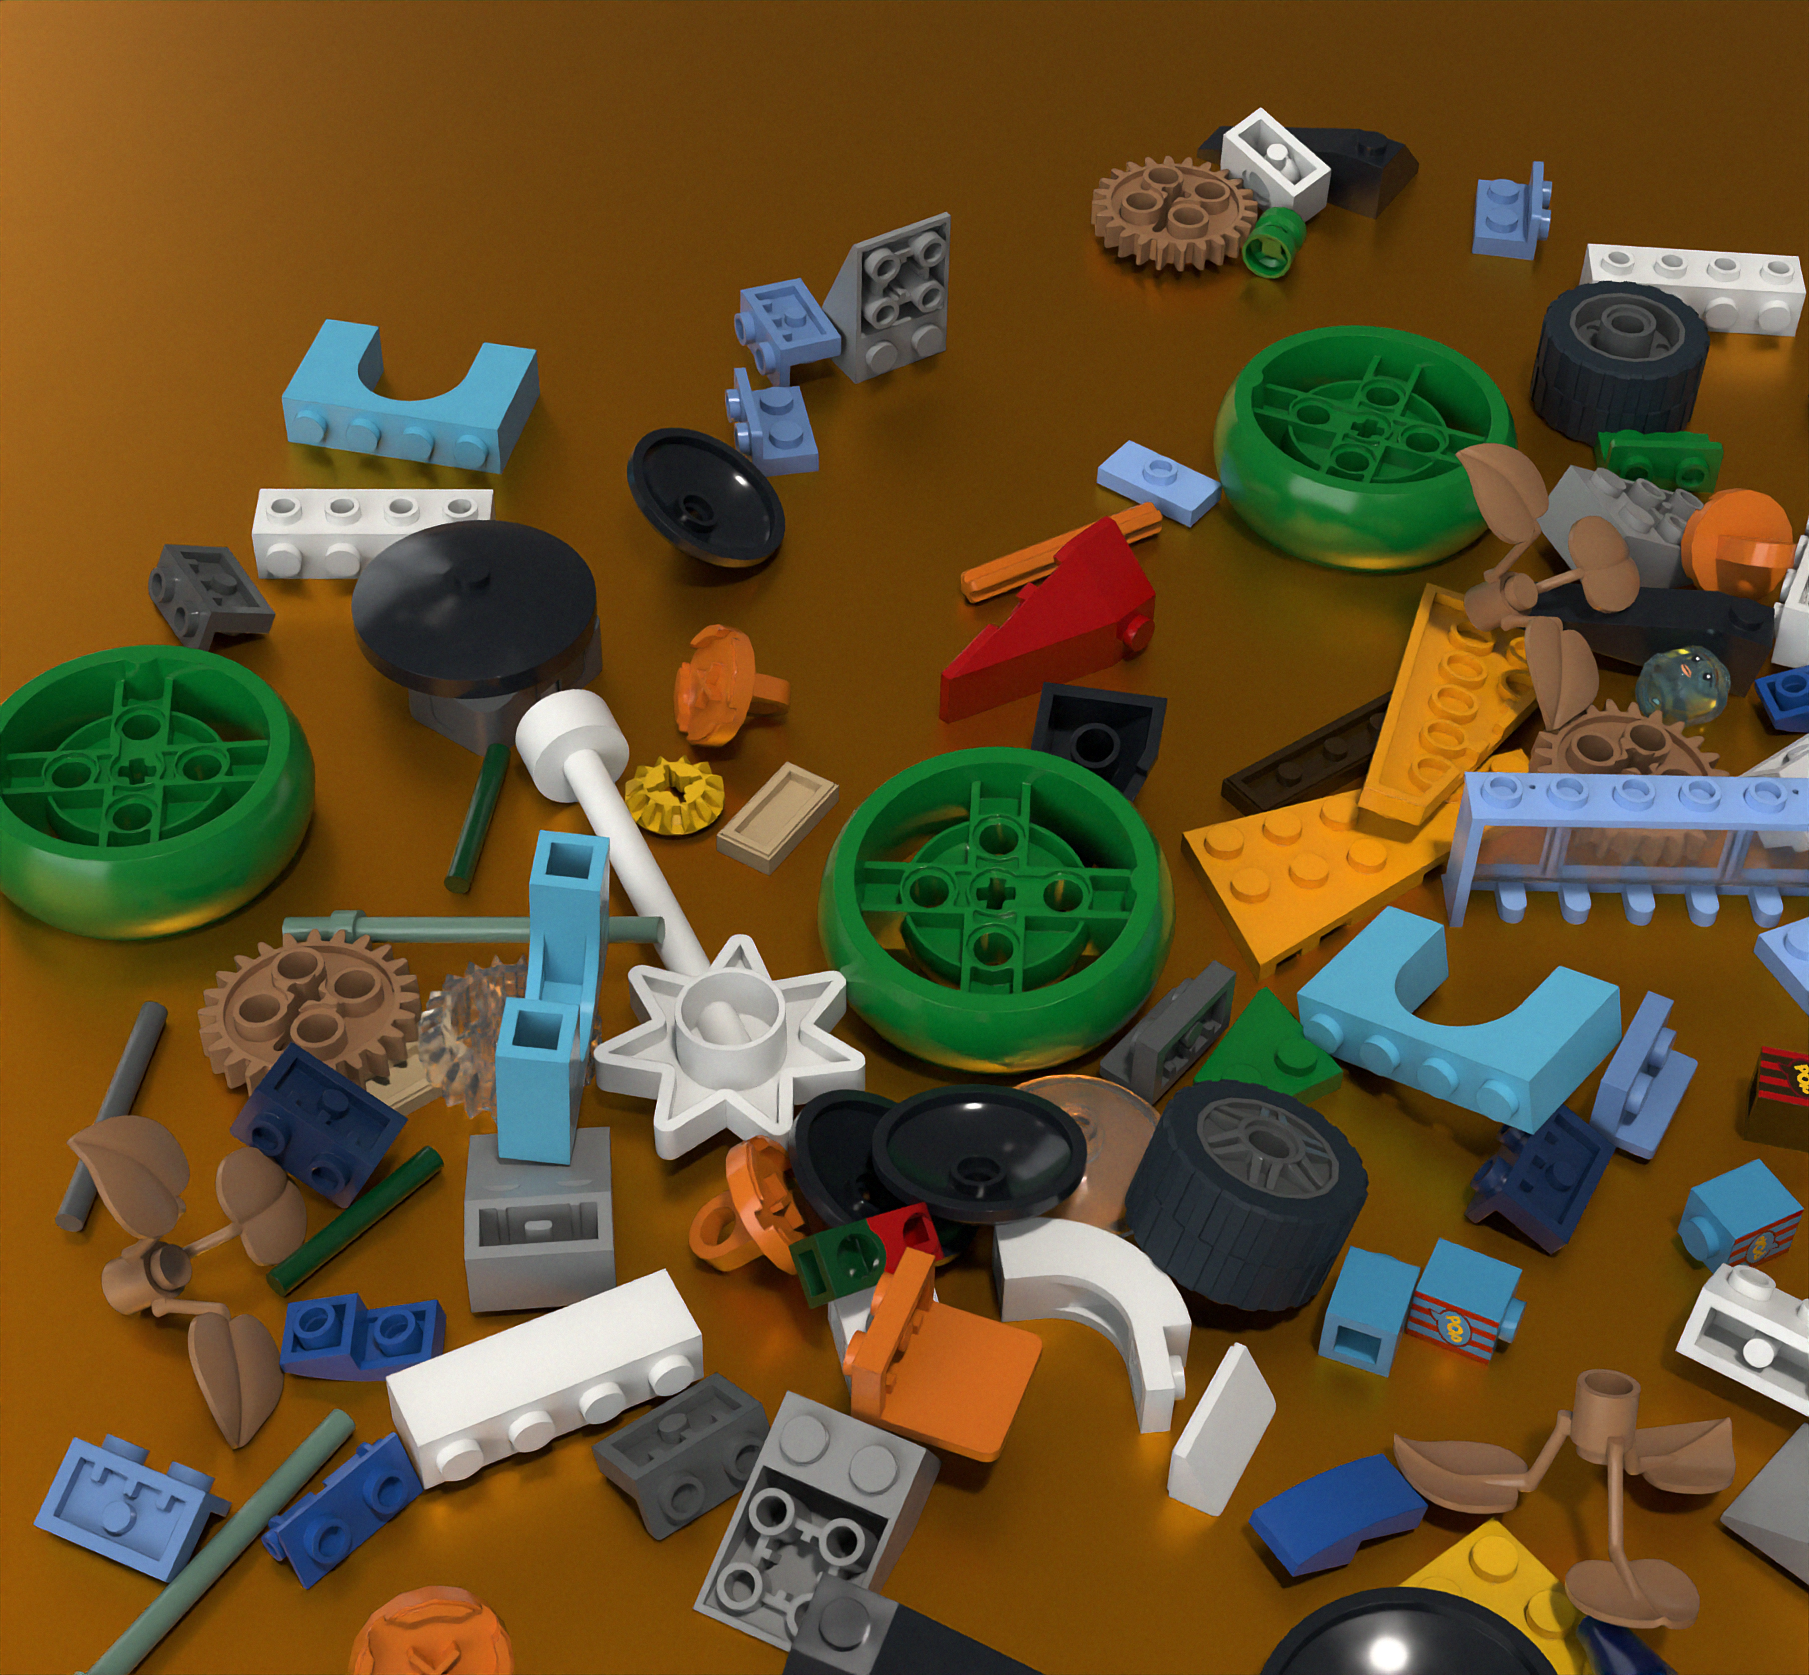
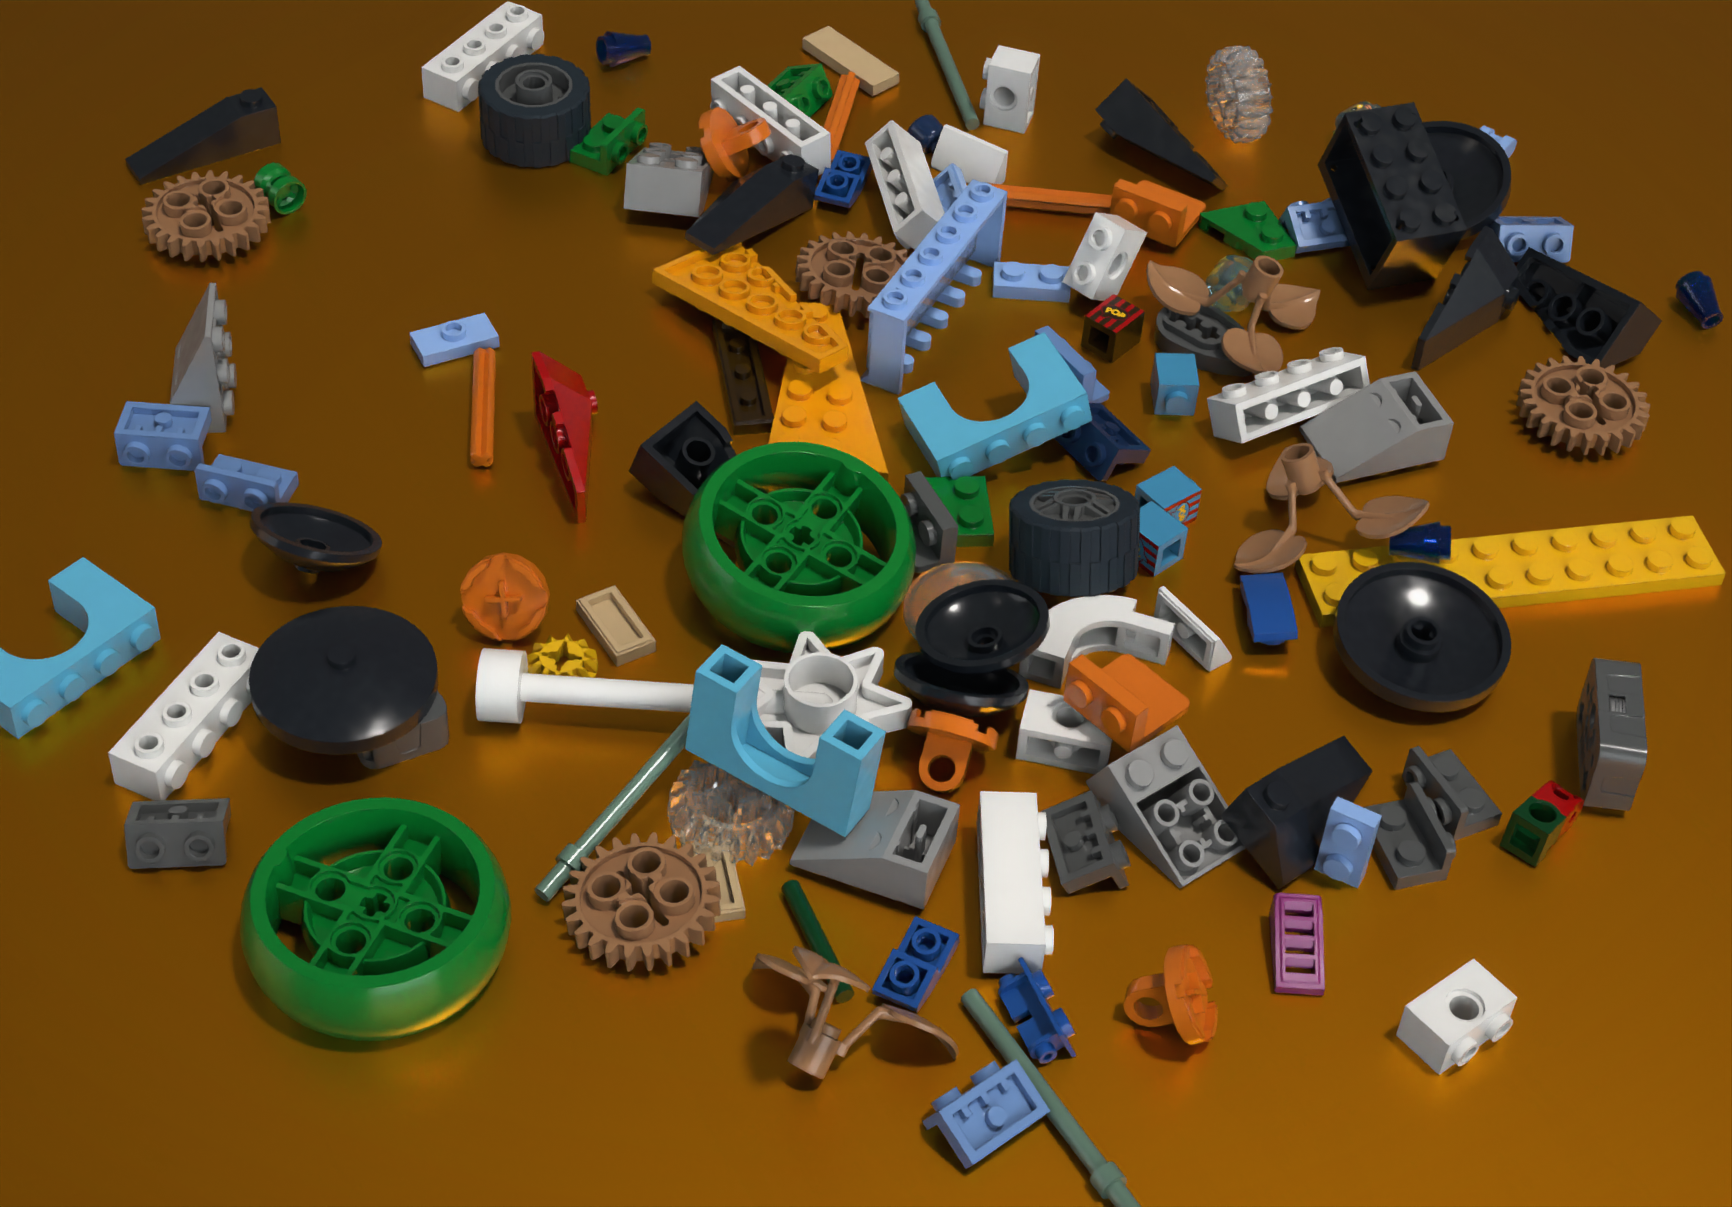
camera: 65 degrees left, 0 degrees up
(116, 1103) = (648, 1036): dark grey bar -> none
(318, 1125) = (756, 917): dark blue bracket -> none
(477, 818) = (508, 765): dark green bar -> none
(858, 1253) = (1038, 697): dark green leg -> none
(1275, 166) = (223, 148): white brick -> none
(1351, 443) = (518, 238): green wheel -> none
(1512, 216) = (342, 85): medium blue bracket -> none
(1559, 661) = (711, 236): medium nougat plant -> none
(1684, 685) = (805, 218): clear light blue head -> none

